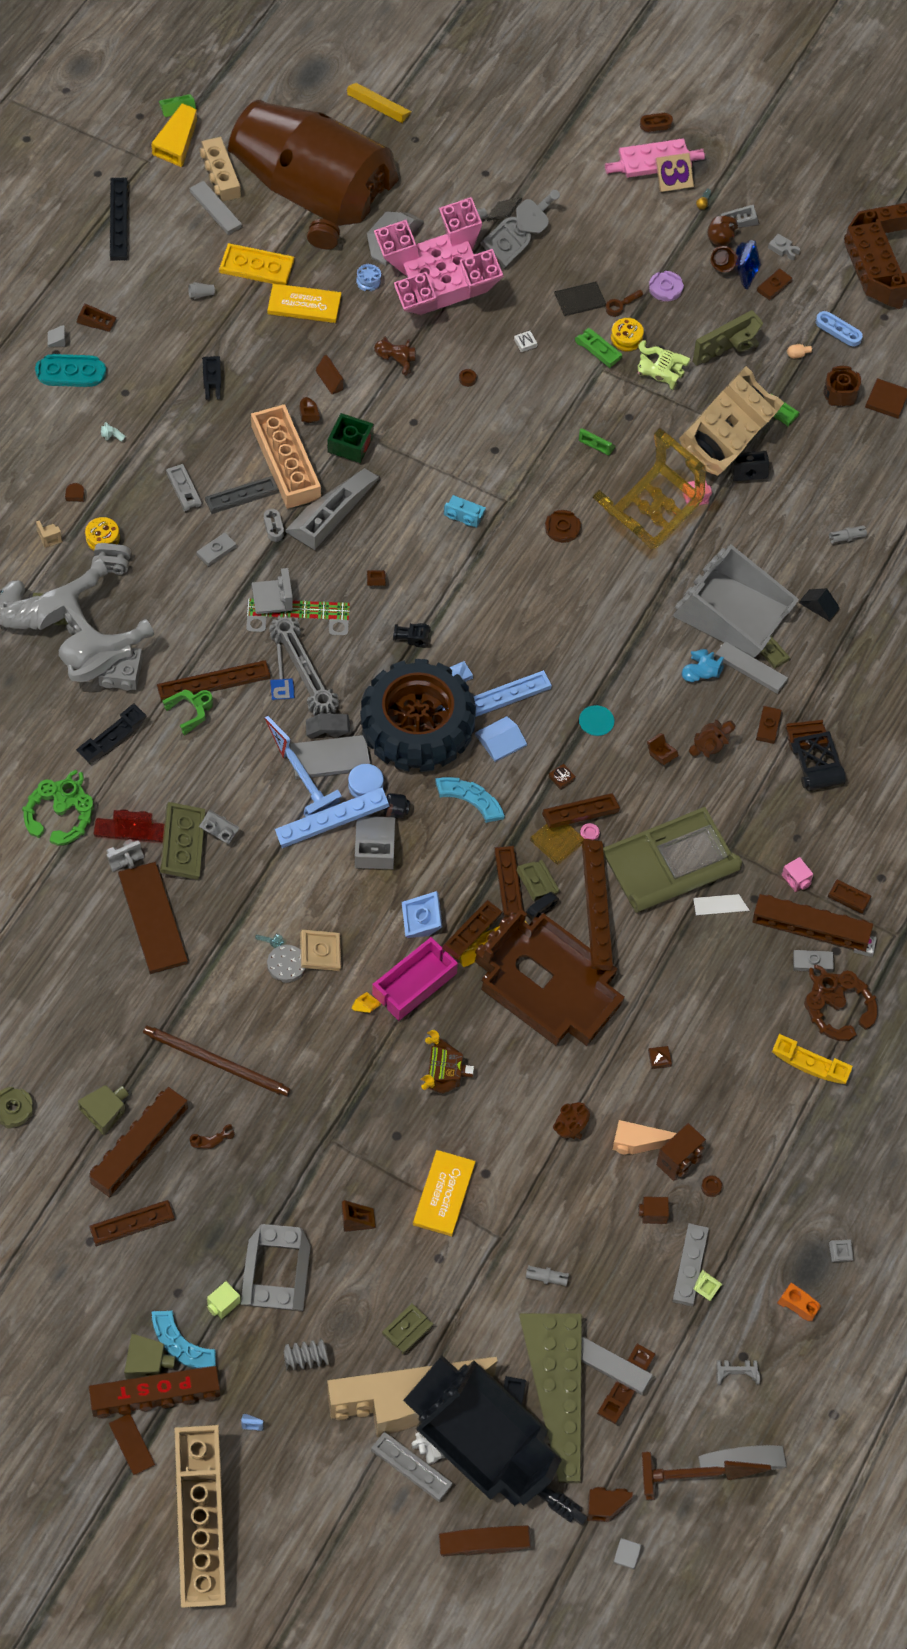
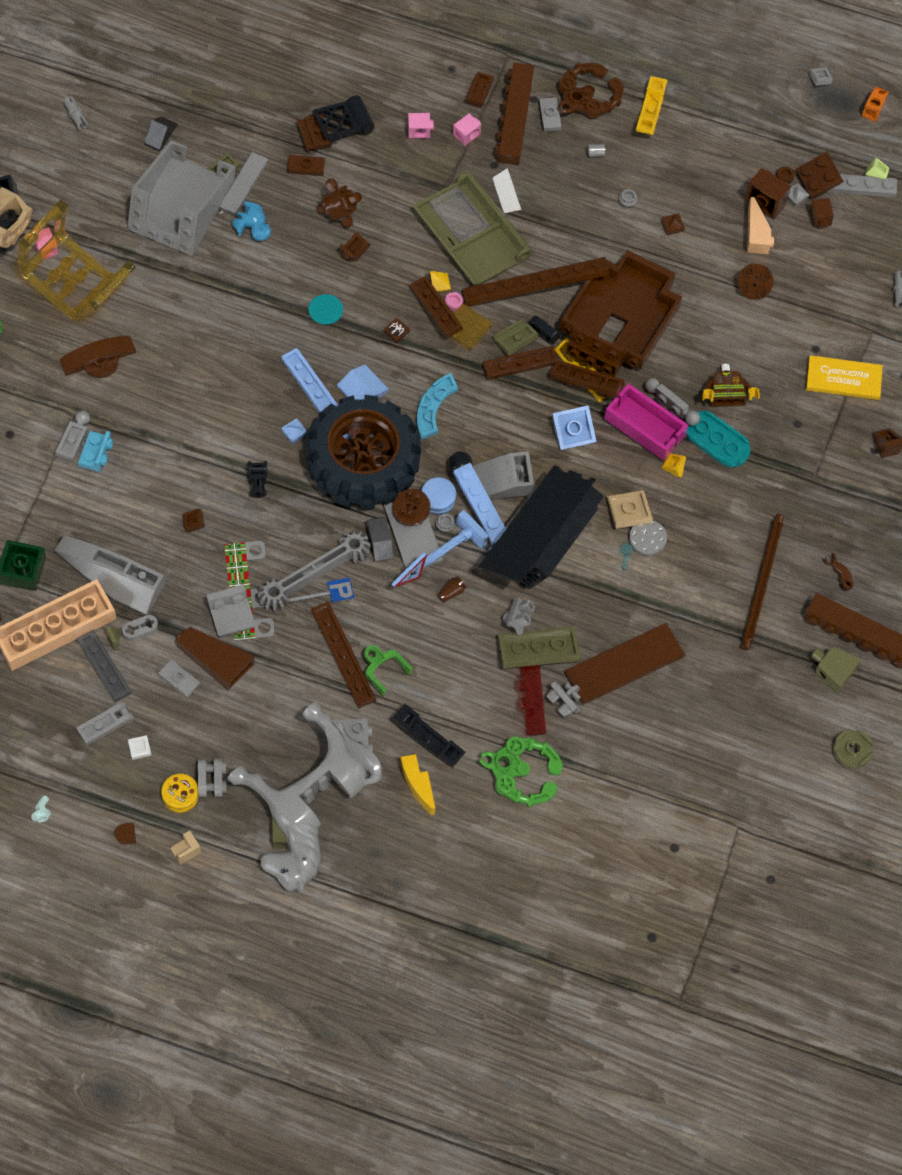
camera: 100 degrees left, 5 degrees up
(66, 719) = (418, 782): none -> yellow slope
(155, 512) = (139, 747): none -> white tile
(230, 576) = (215, 657): none -> reddish brown slope
(263, 780) = (452, 589): none -> reddish brown cone
(266, 501) = (113, 636): none -> olive slope
(300, 851) = (543, 528): none -> black panel
(336, 783) = (445, 523): none -> light grey plate
(352, 752) = (408, 515): none -> reddish brown plate
(390, 1051) = (719, 440): none -> teal tile
(440, 1008) = (673, 402): none -> light grey plate
(481, 494) = (73, 436): none -> light grey plate
(570, 525) = (97, 351): none -> reddish brown slope
(614, 823) = (440, 281): none -> yellow slope
(684, 1192) = (797, 195): none -> light grey tile
(696, 1018) = (628, 198): none -> light grey plate
(704, 1217) = (819, 175): none -> reddish brown plate
(761, 997) = (596, 150): none -> light grey hinge
(806, 830) = (419, 125): none -> bright pink brick

